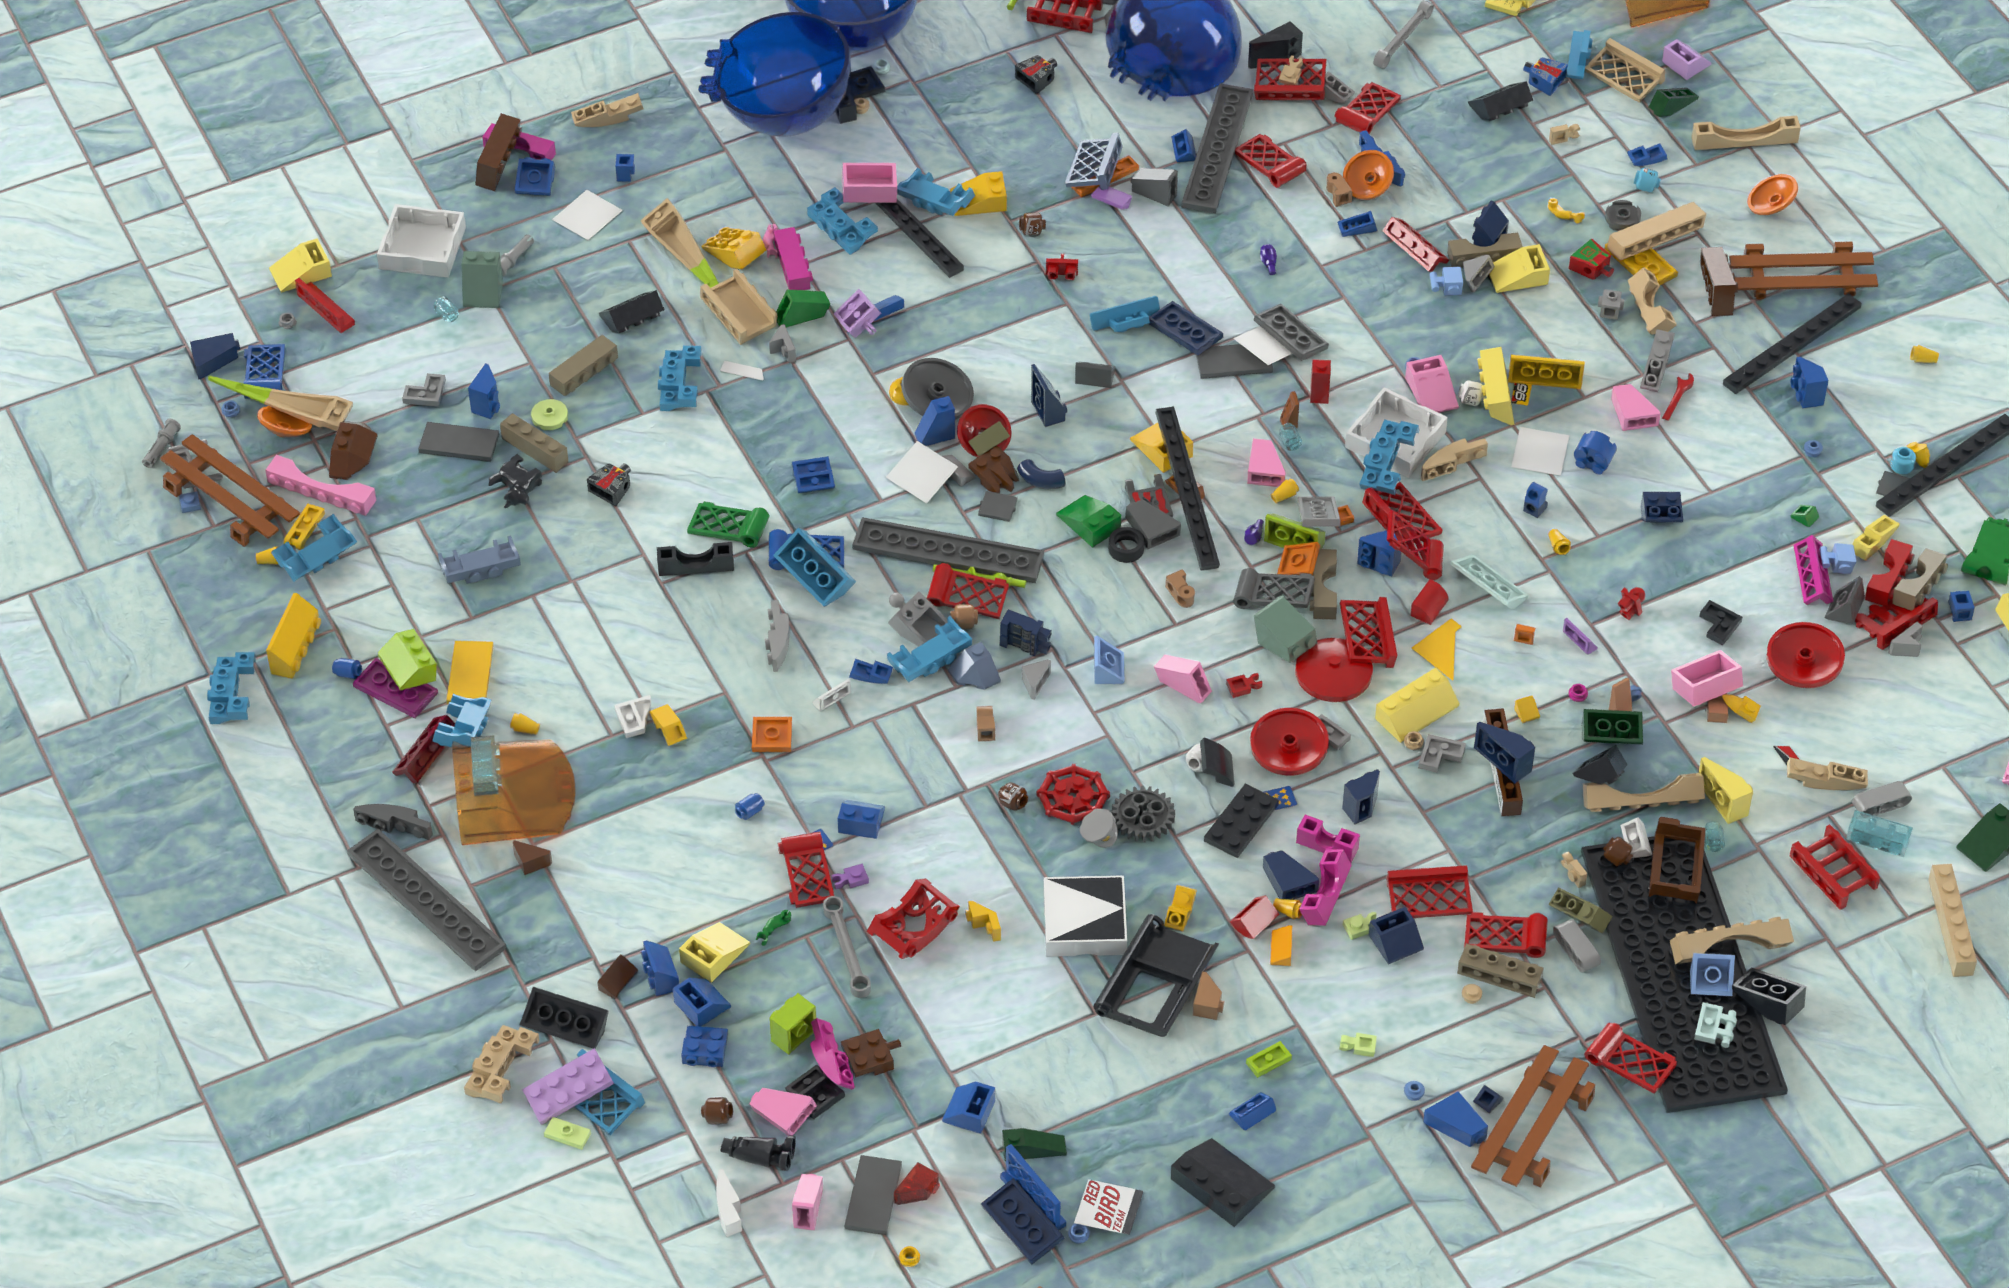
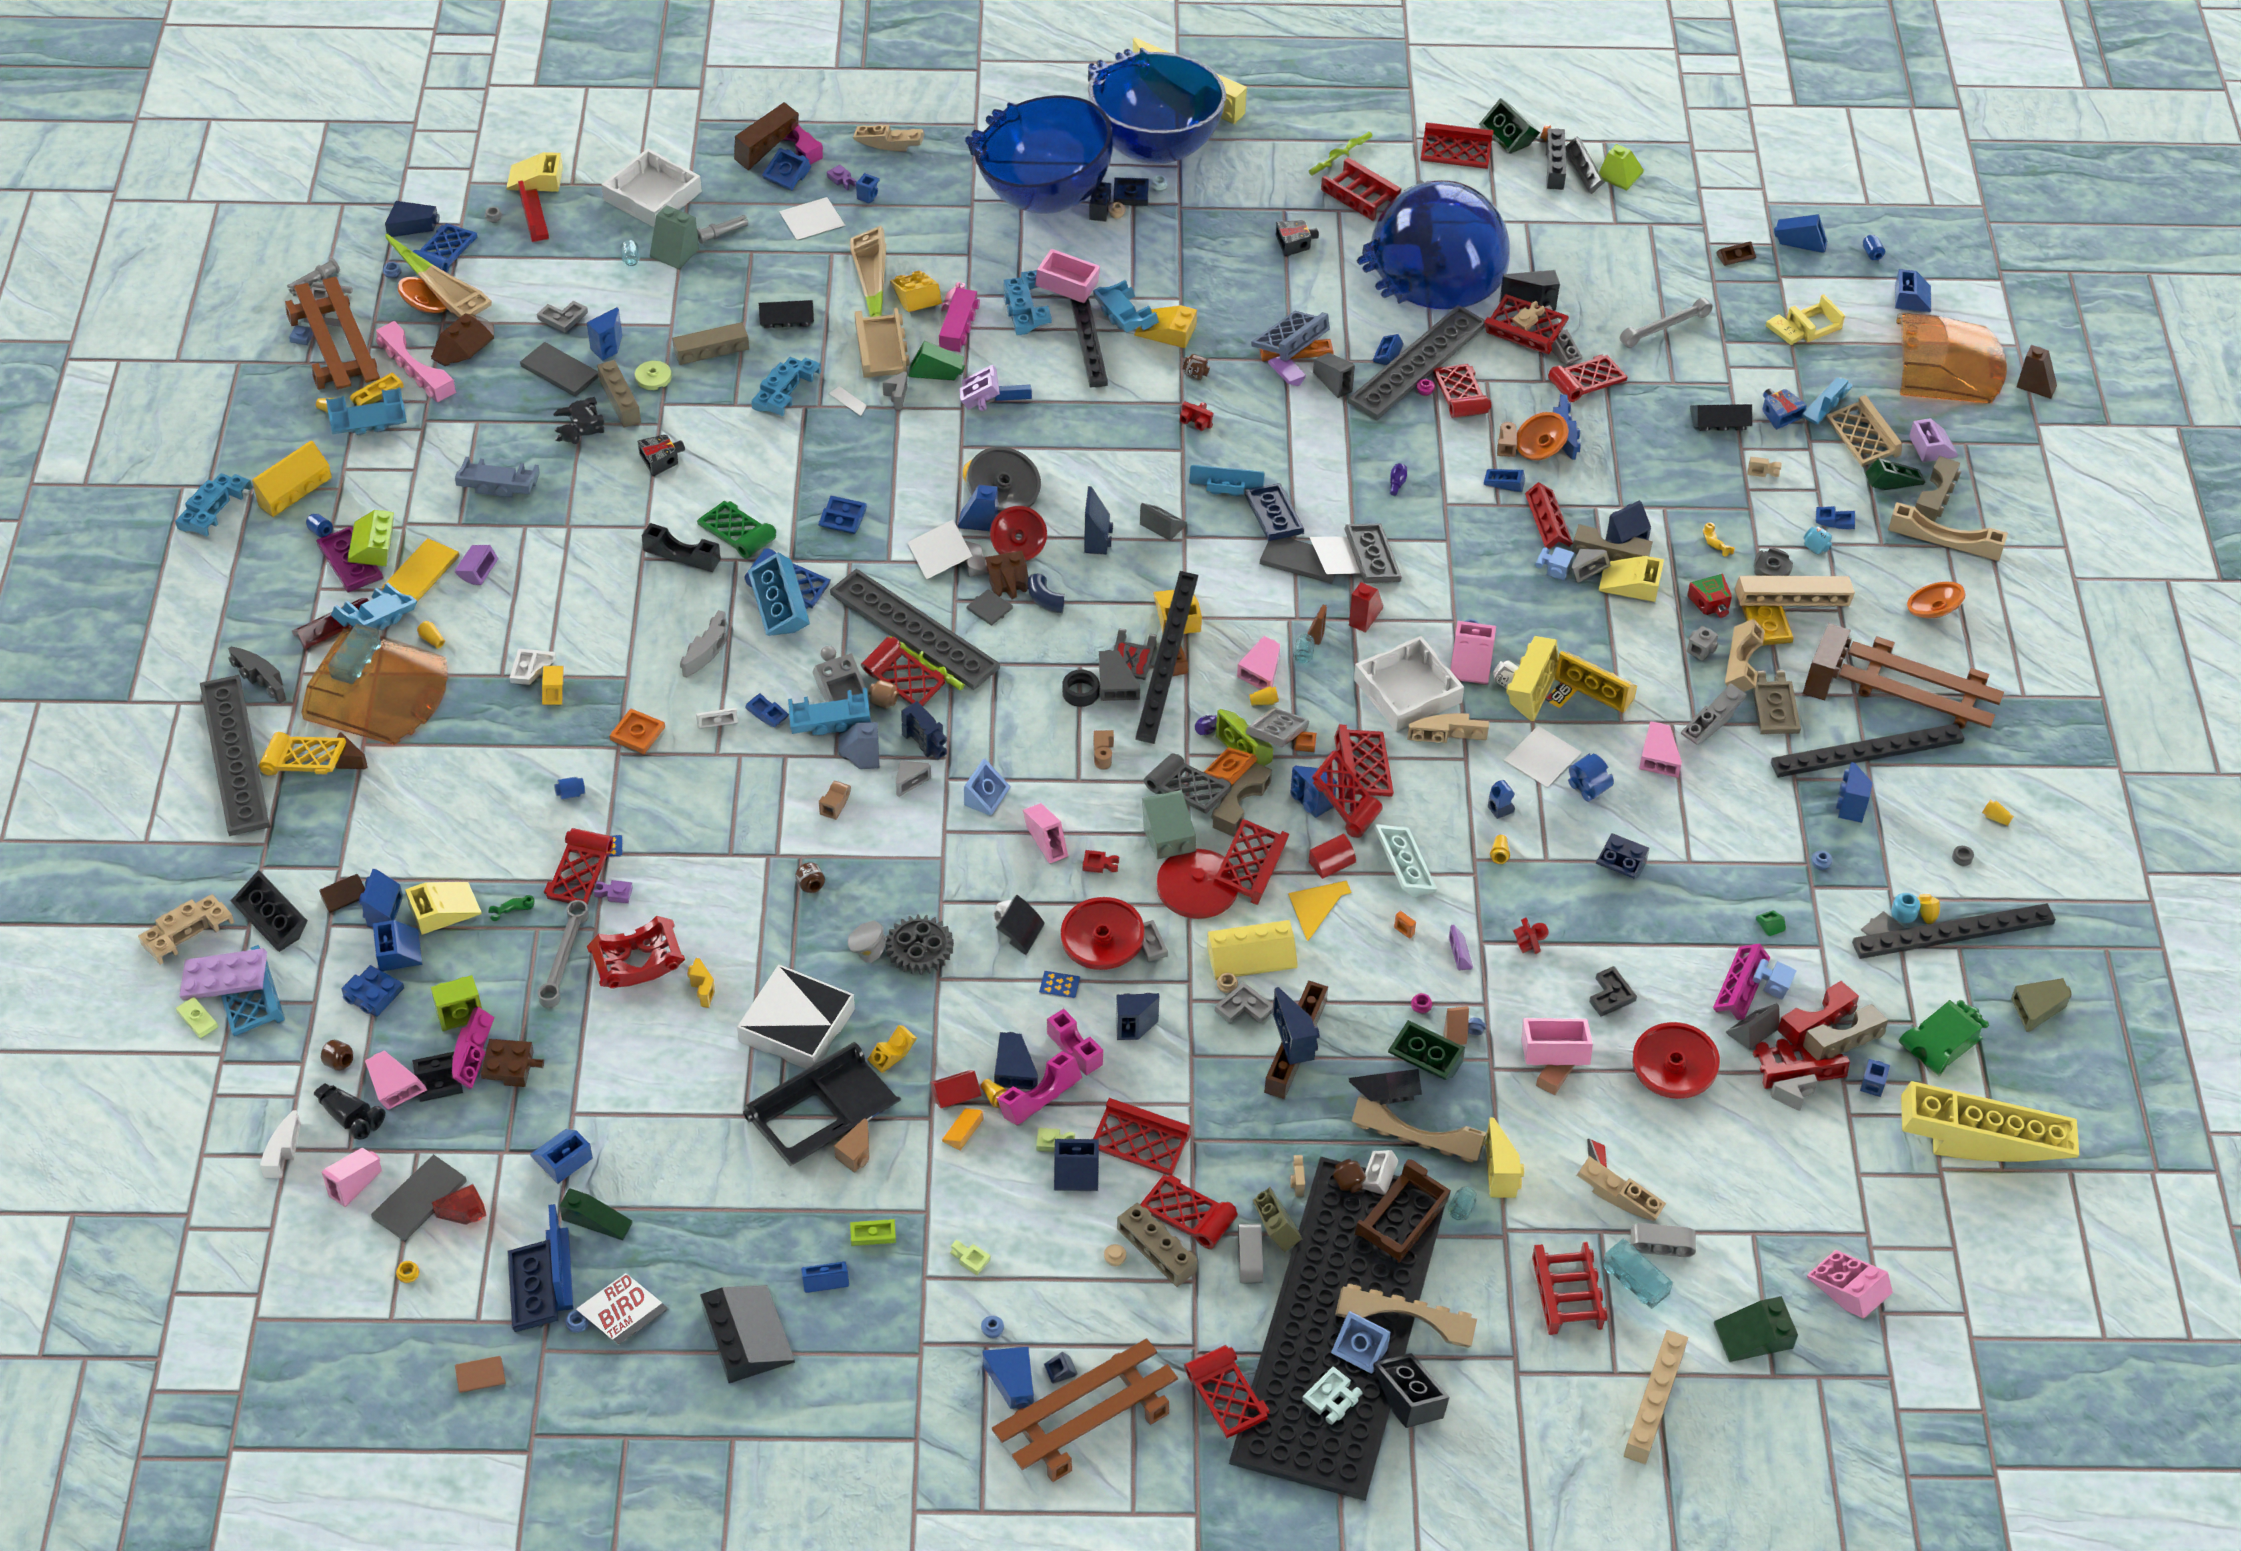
camera: 25 degrees right, 0 degrees up
(466, 878) = (280, 750): none -> yellow piece
(518, 646) = (476, 564): none -> medium lavender brick
(586, 165) = (840, 175): none -> medium lavender plate
(860, 818) = (660, 839): blue slope -> none
(989, 438) = (1017, 541): olive slope -> none
(1069, 785) = (869, 889): red plate -> none
(1091, 519) = (1064, 652): green slope -> none
(1238, 168) = (1425, 387): none -> dark pink plate
(1241, 820) = (1009, 990): black plate -> none
(1383, 454) = (1375, 697): dark azure bracket -> none
(1526, 709) = (1359, 998): yellow slope -> none
(1682, 386) = (1726, 749): red piece -> none
(1699, 333) = (1776, 705): none -> dark tan tile
(1712, 85) = (1943, 476): none -> dark tan arch
(1742, 706) = (1579, 1086): yellow plate -> none
(1874, 537) = (1827, 972): light yellow slope -> none
(1917, 400) = (1963, 855): none -> dark grey tile

